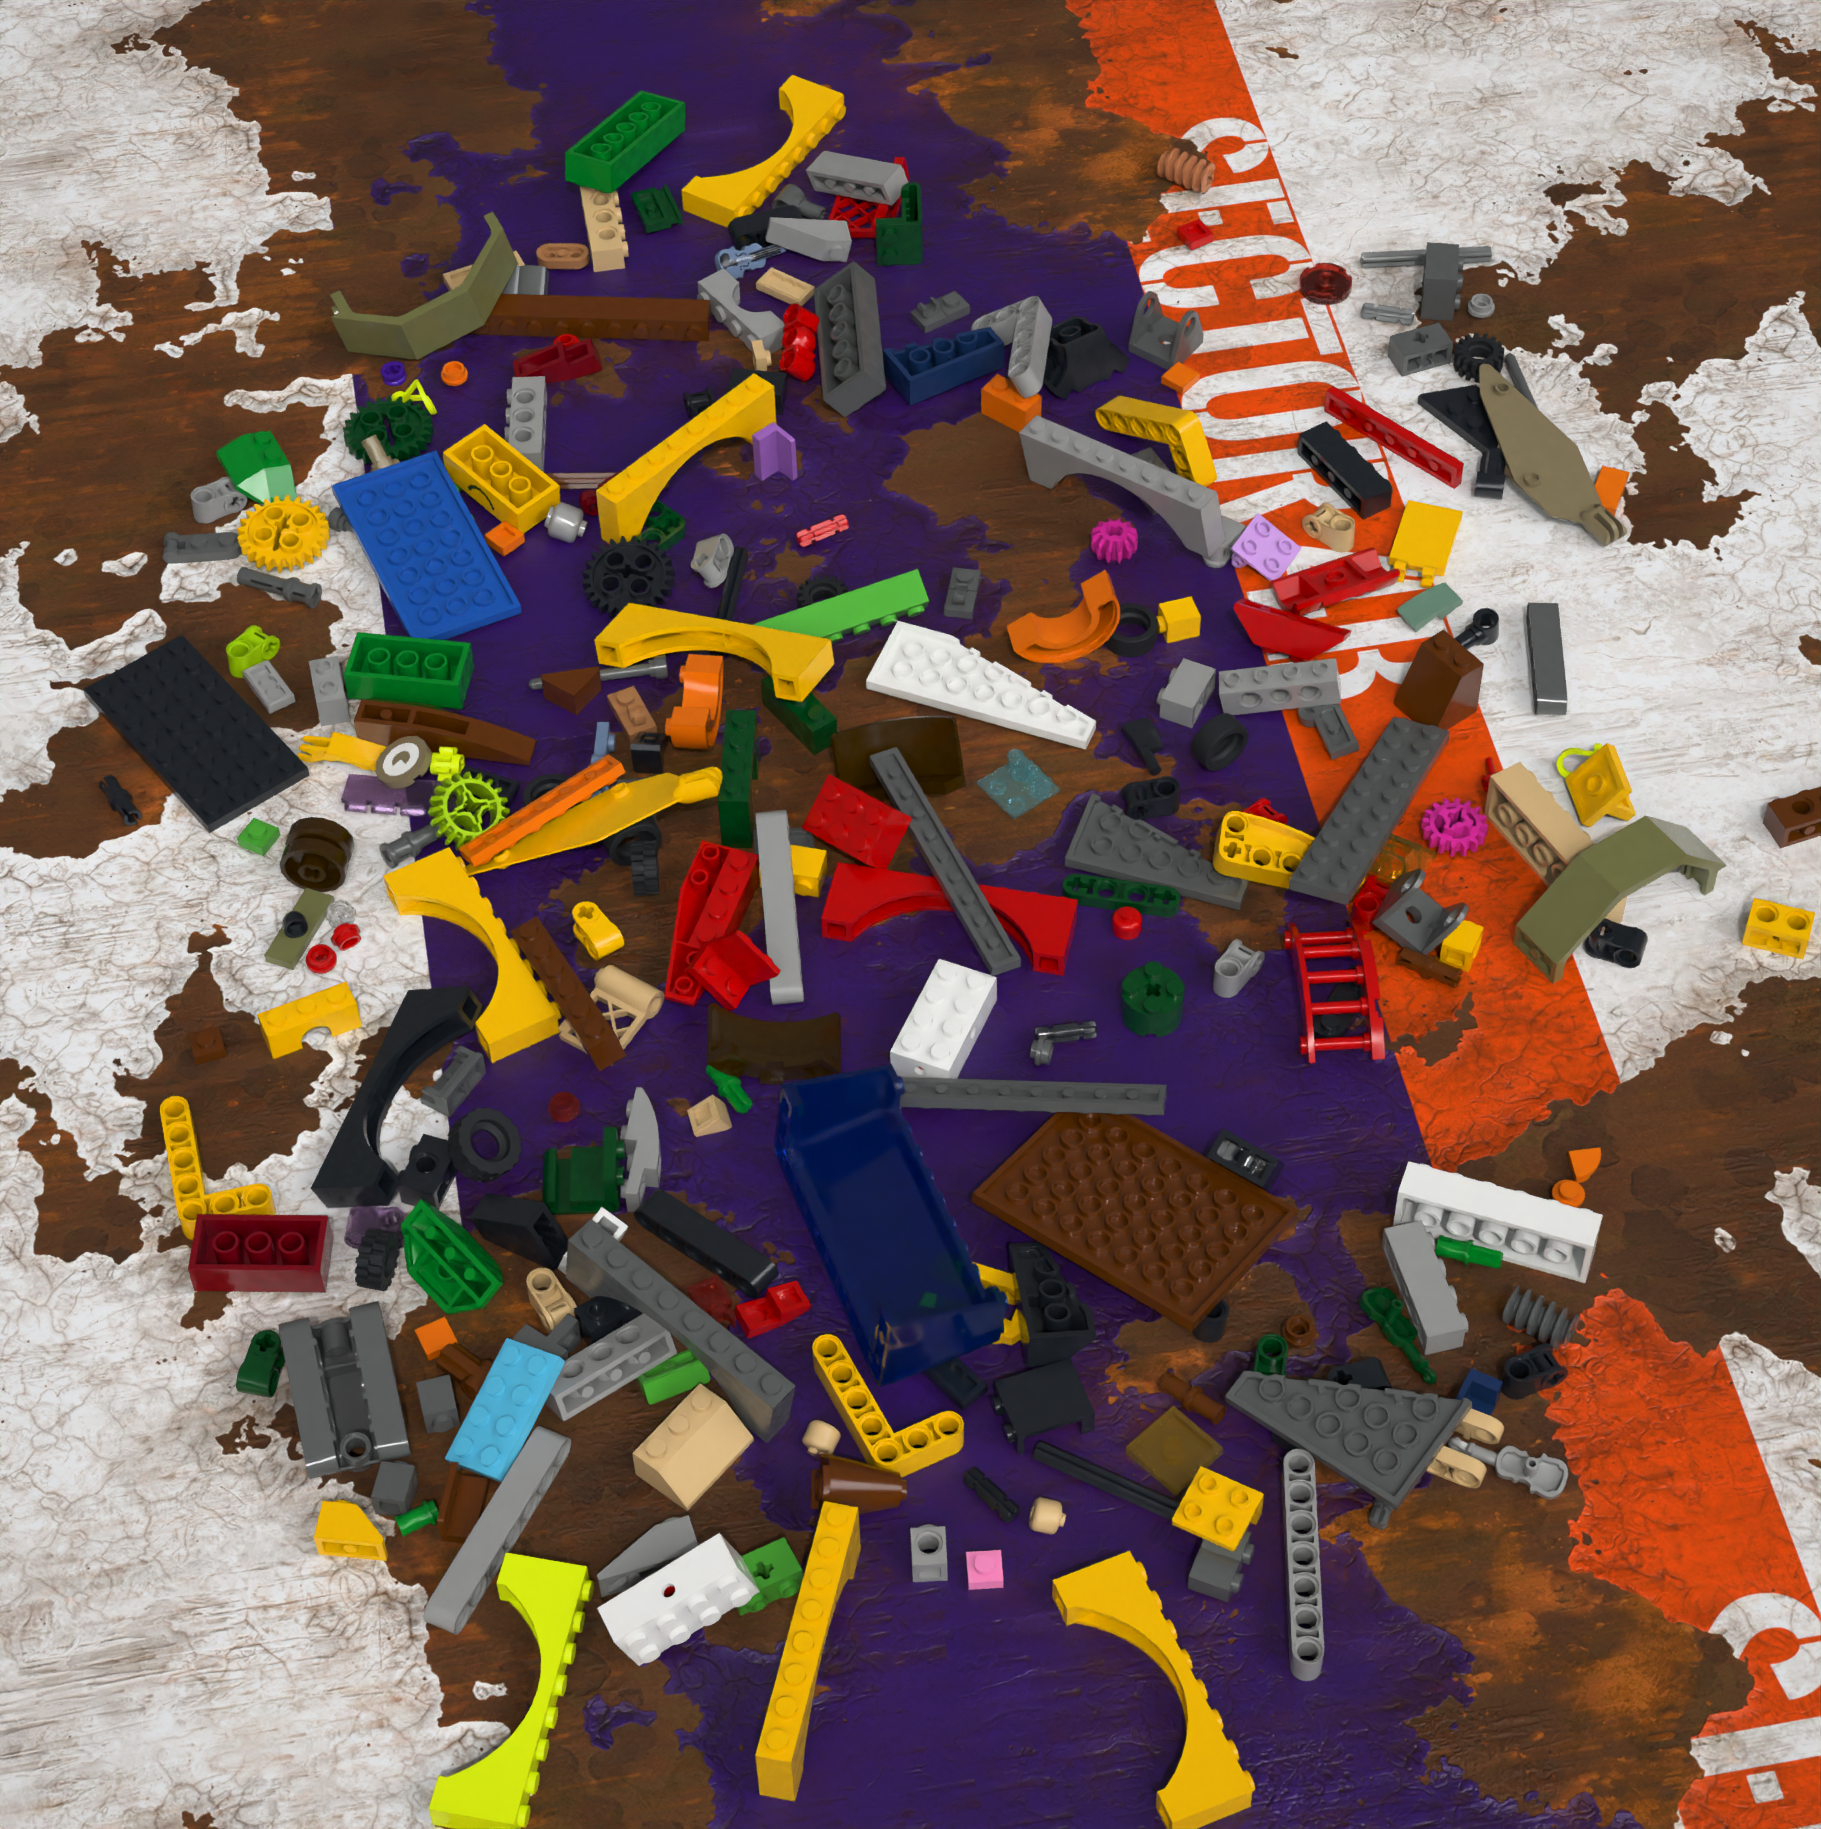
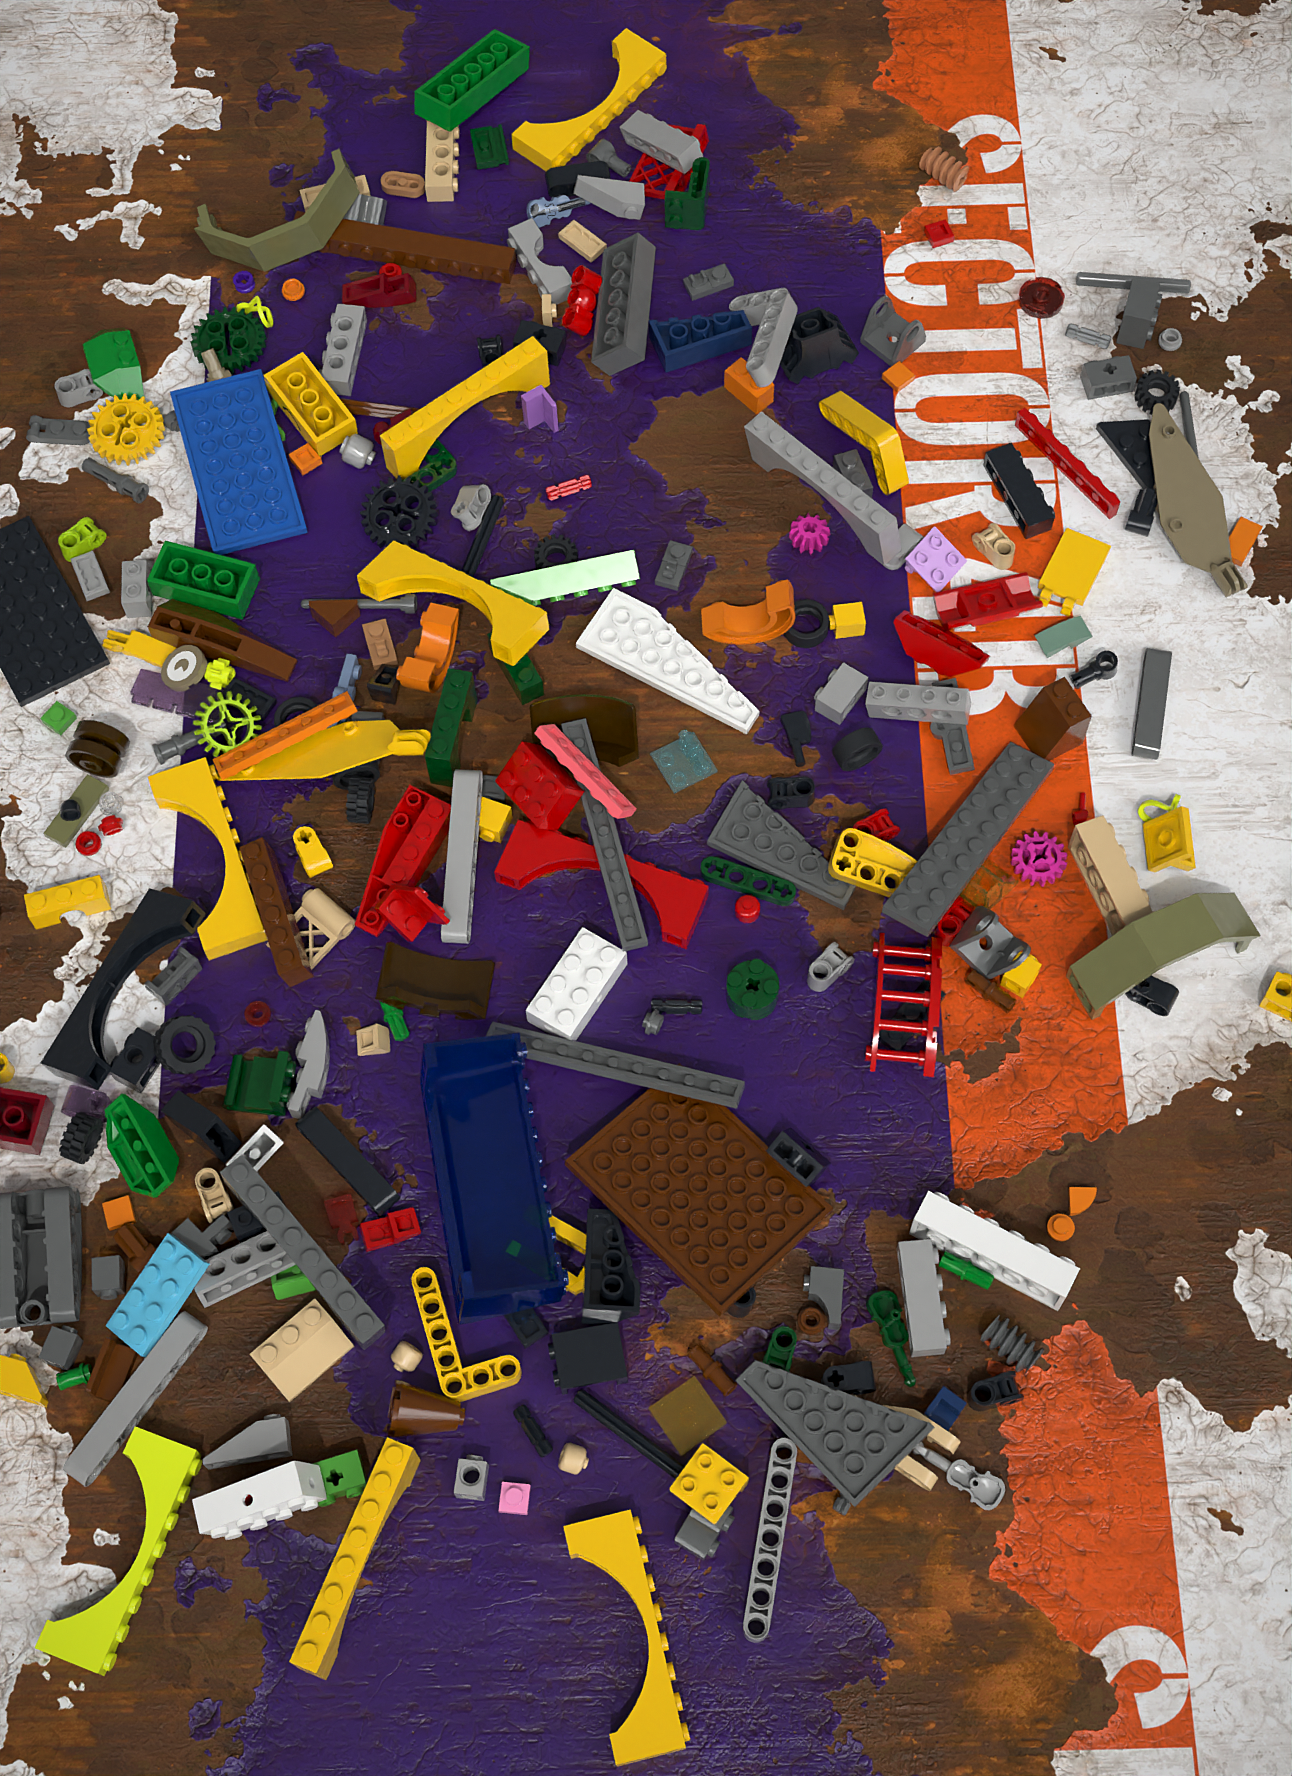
camera: 10 degrees right, 15 degrees up
(909, 796) = (585, 771): none -> coral plate
(1310, 1295) = (826, 1289): none -> dark grey arch

